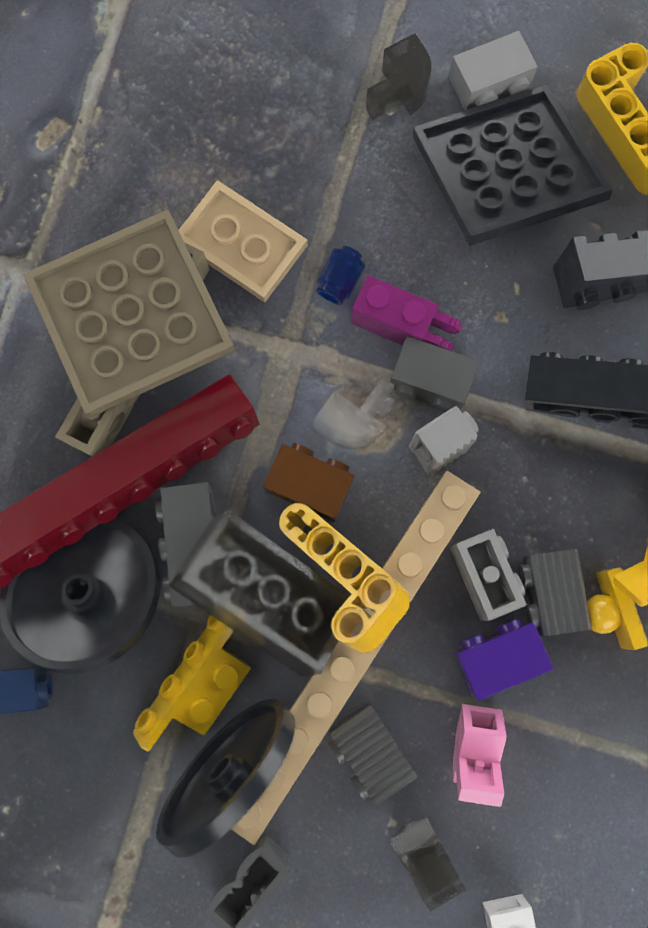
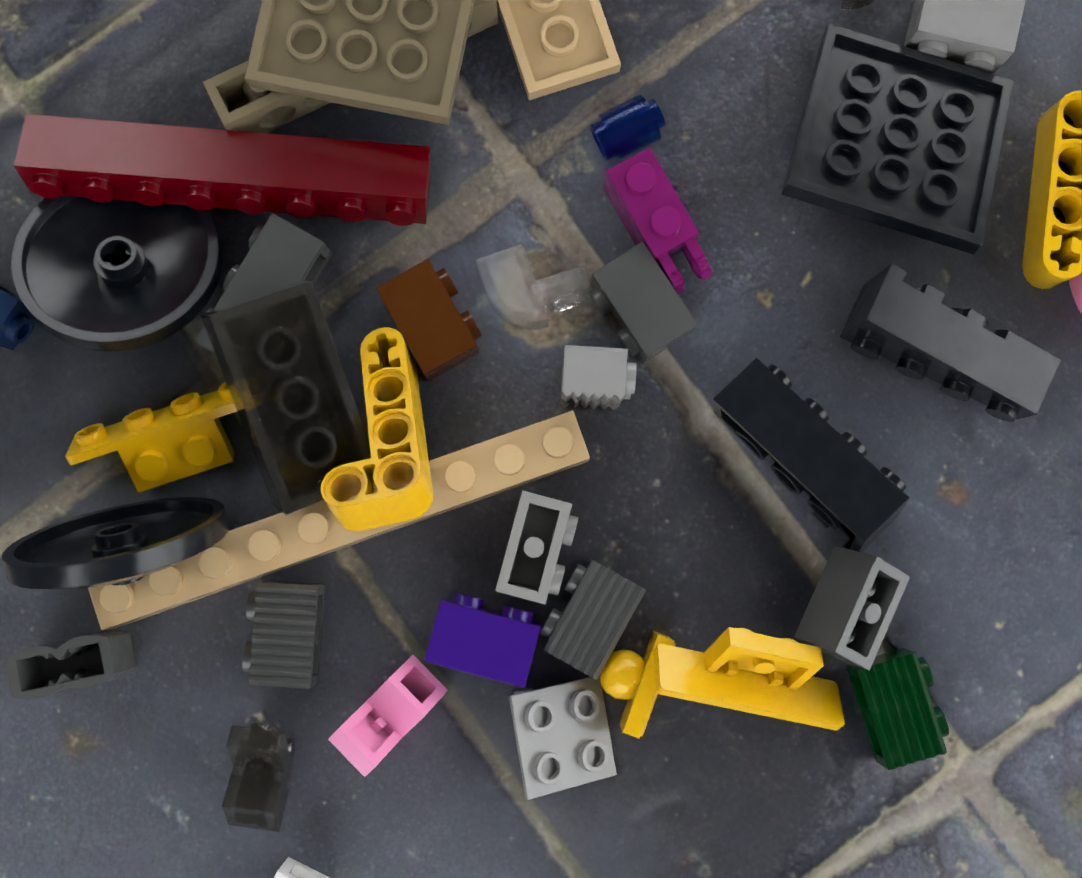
camera: 35 degrees right, 5 degrees up
(595, 684) = (562, 736): none -> light grey hinge

